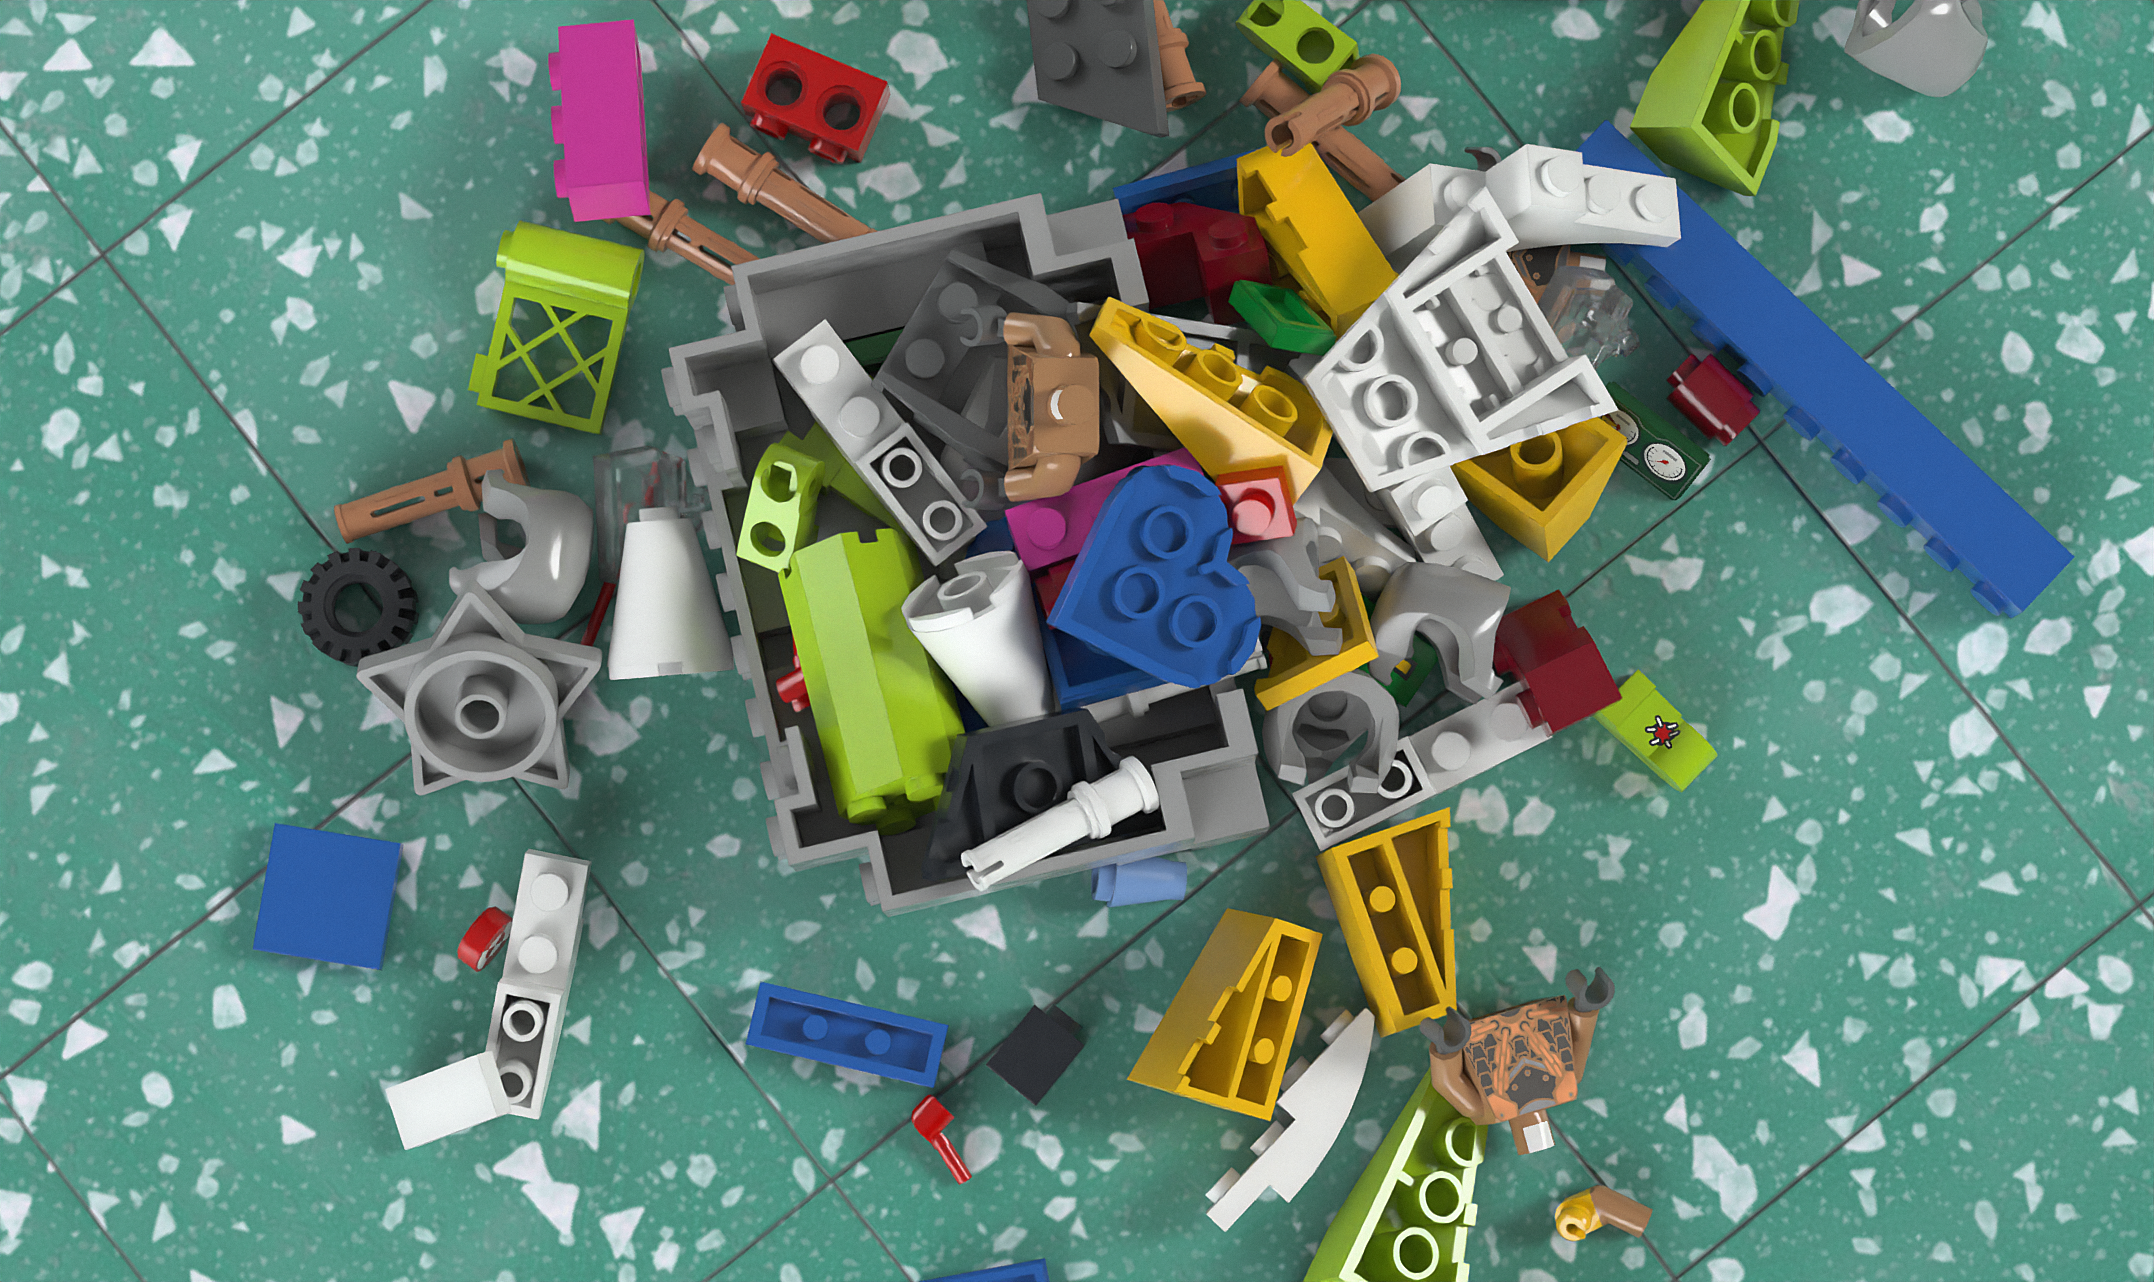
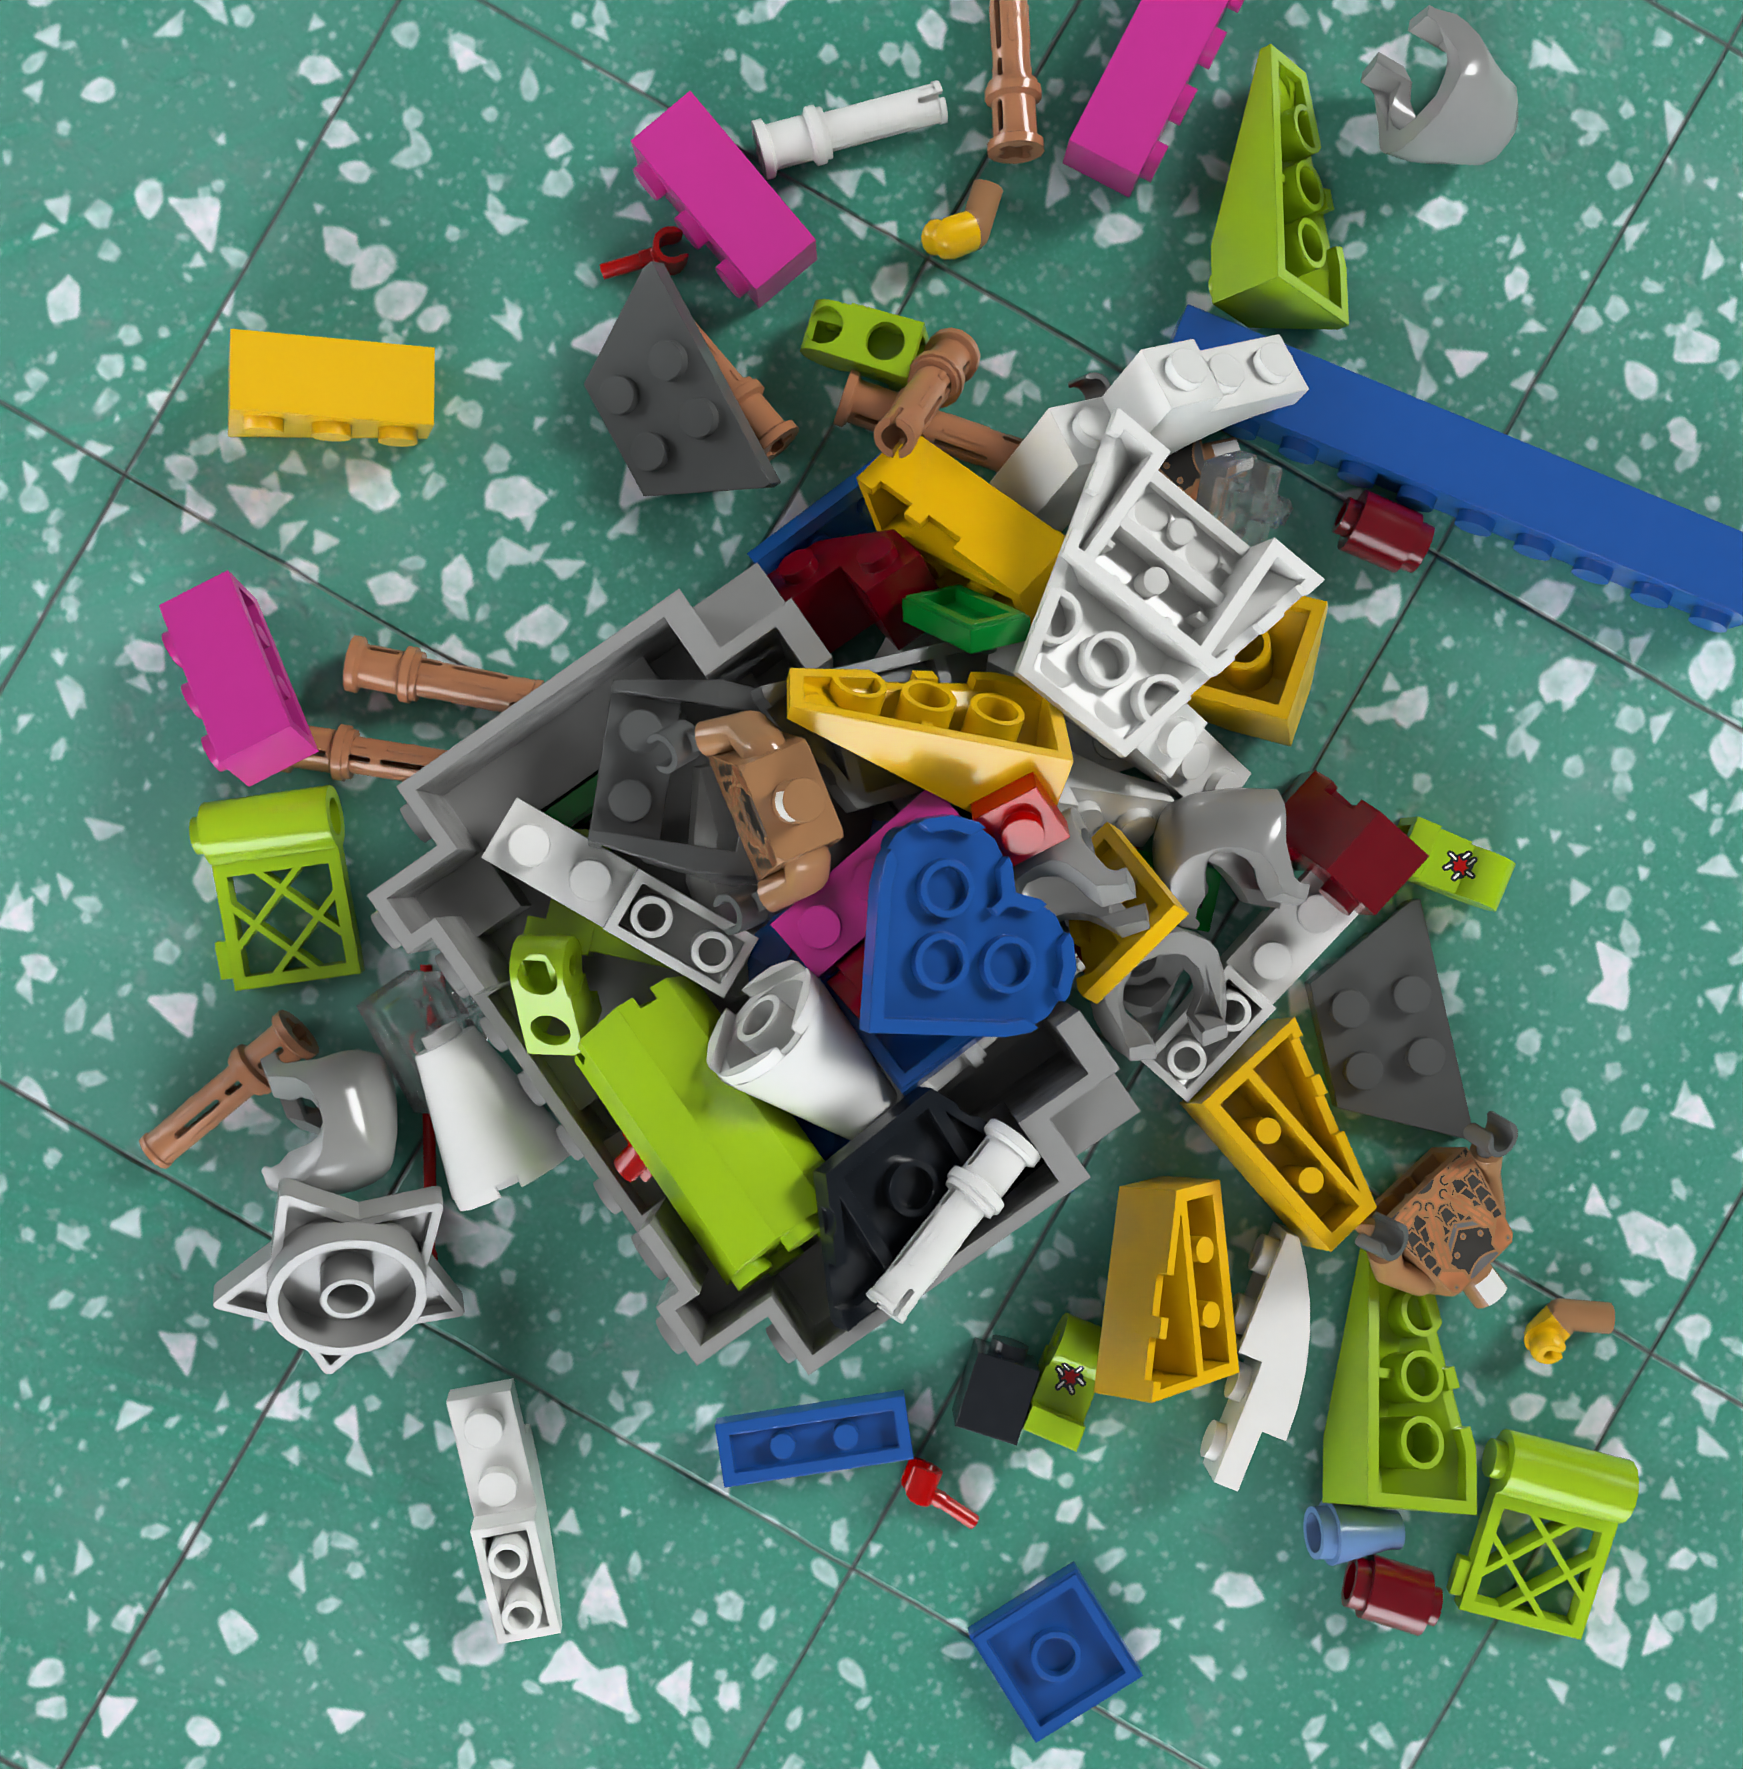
camera: 30 degrees left, 5 degrees up
(328, 896) = (285, 1499): blue tile -> none
(331, 579) = (164, 1232): black tyre -> none
(448, 1100) = (471, 1650): white tile -> none
(485, 938) = (443, 1485): red tile -> none
(823, 86) = (436, 564): red brick -> none
(1100, 1076) = (1065, 1383): none -> lime leg
(1541, 865) = (1388, 1028): none -> dark grey wing
(1654, 446) = (1357, 601): slope -> none

